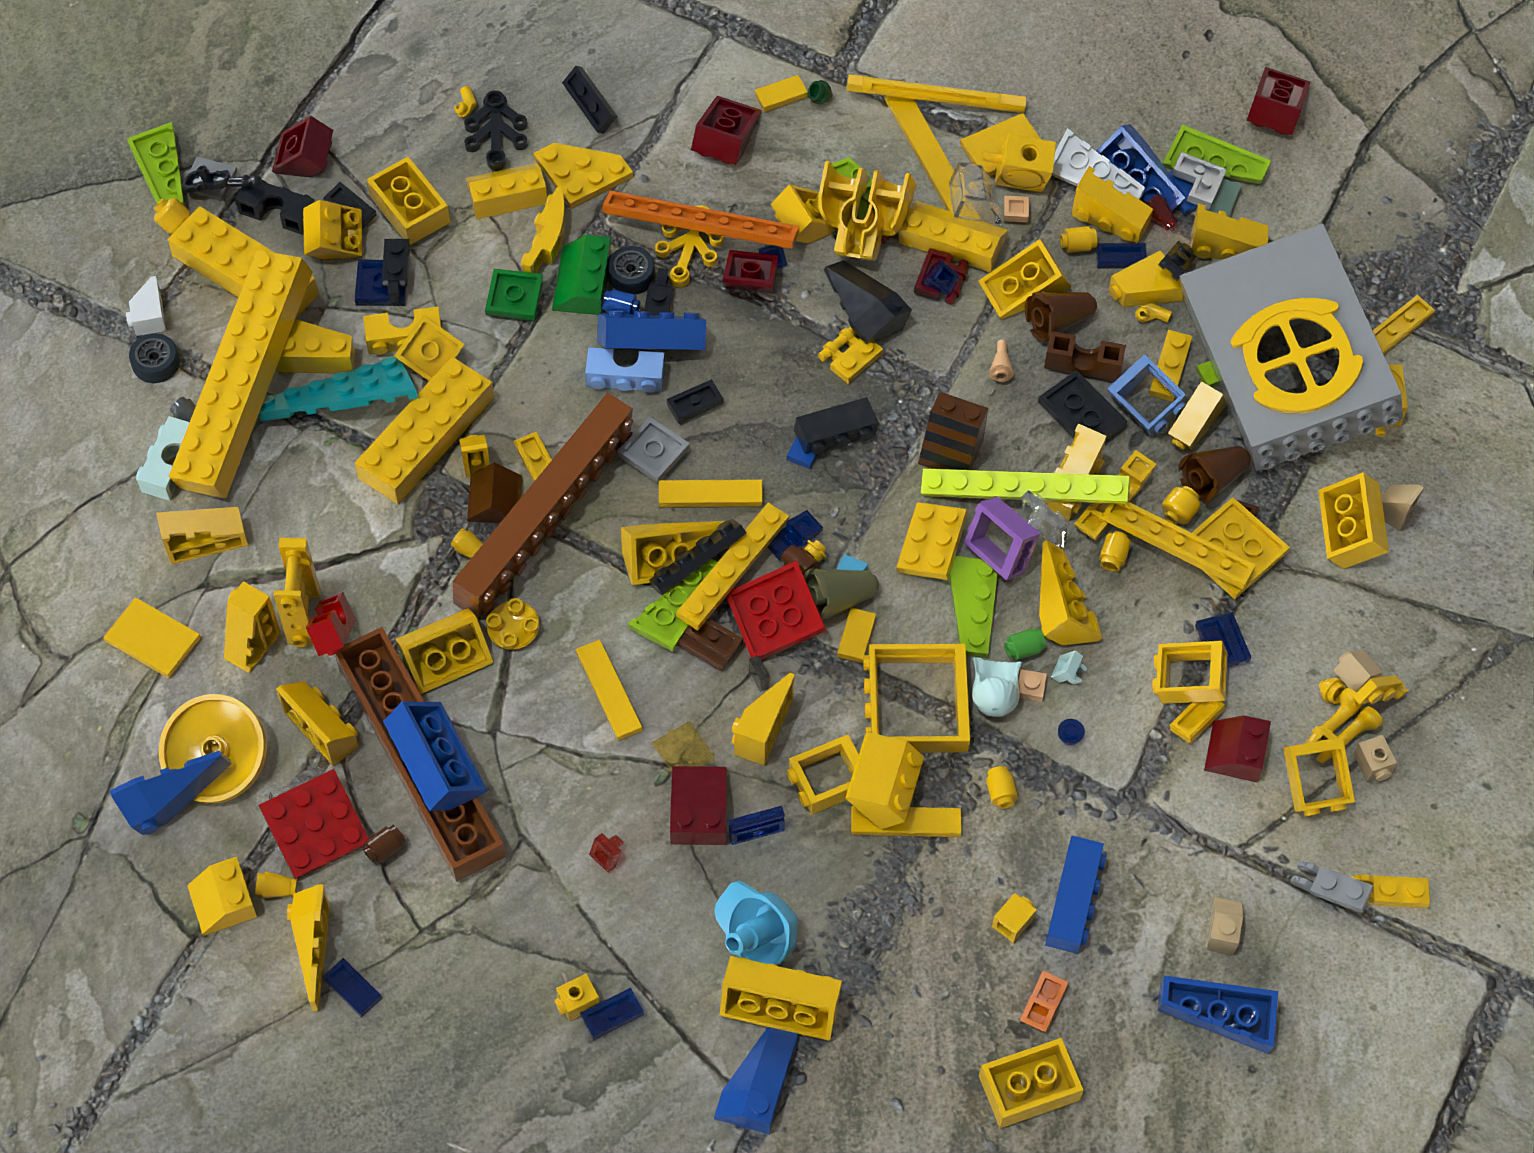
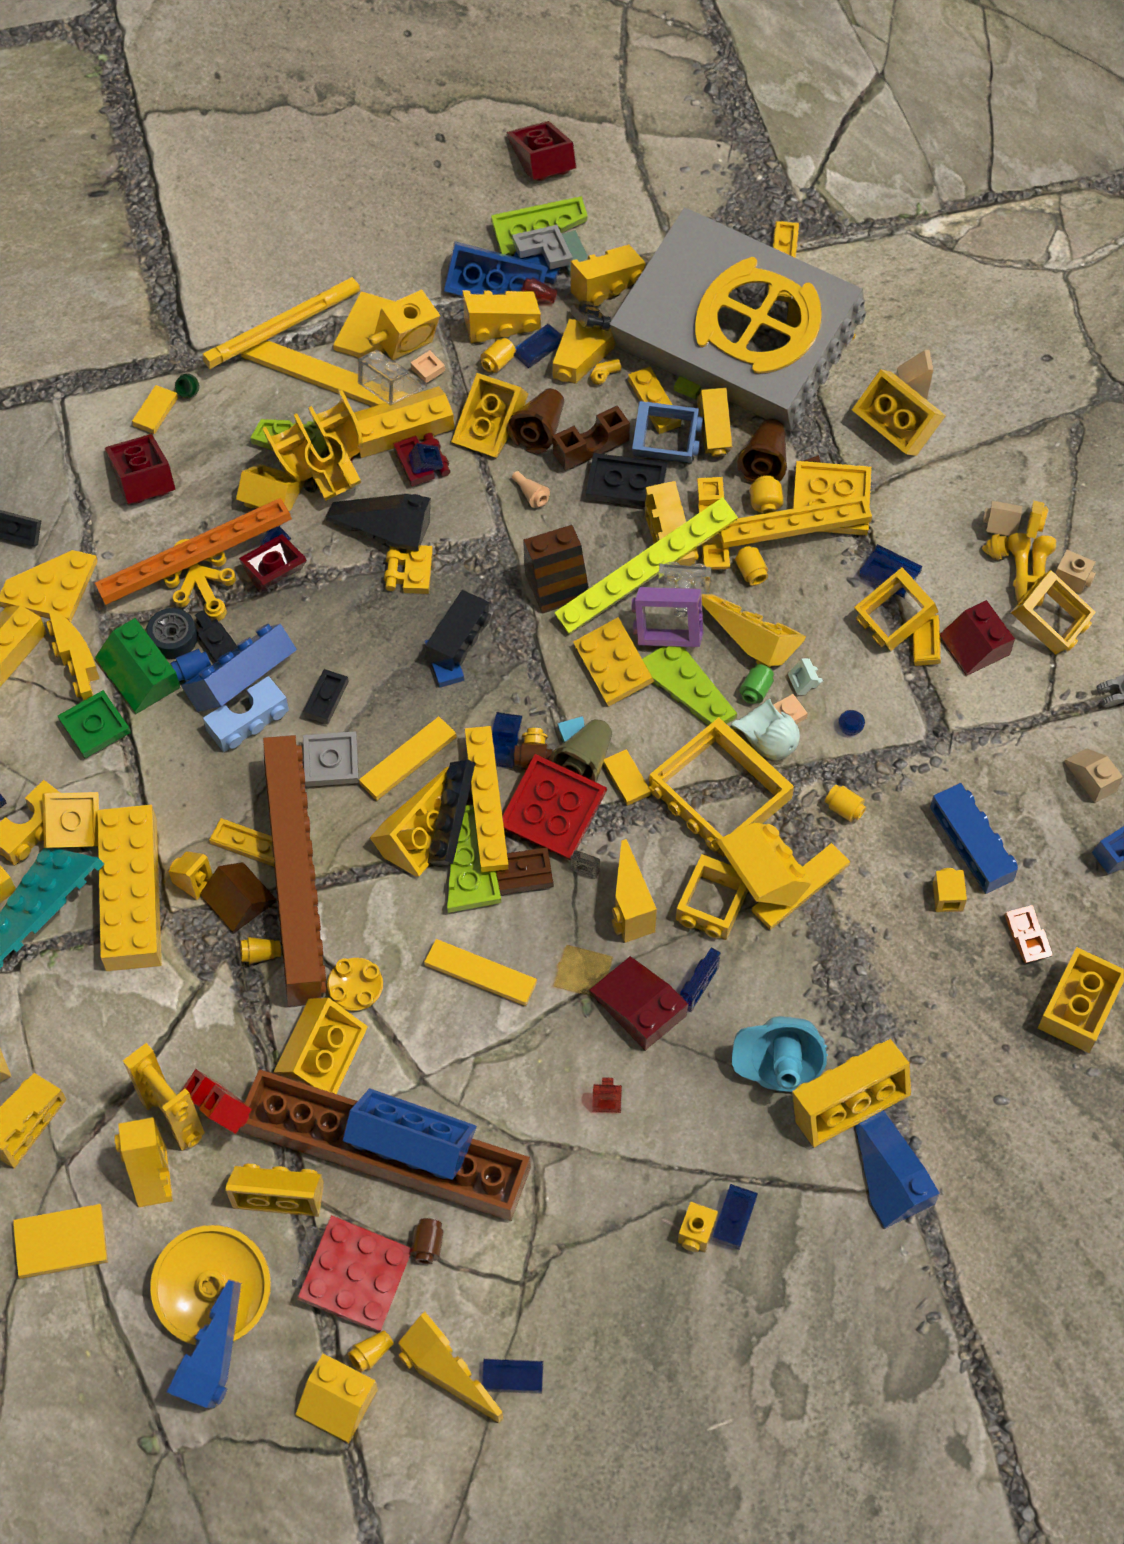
camera: 40 degrees left, 0 degrees up
(1075, 156) = (448, 294): white wing -> none

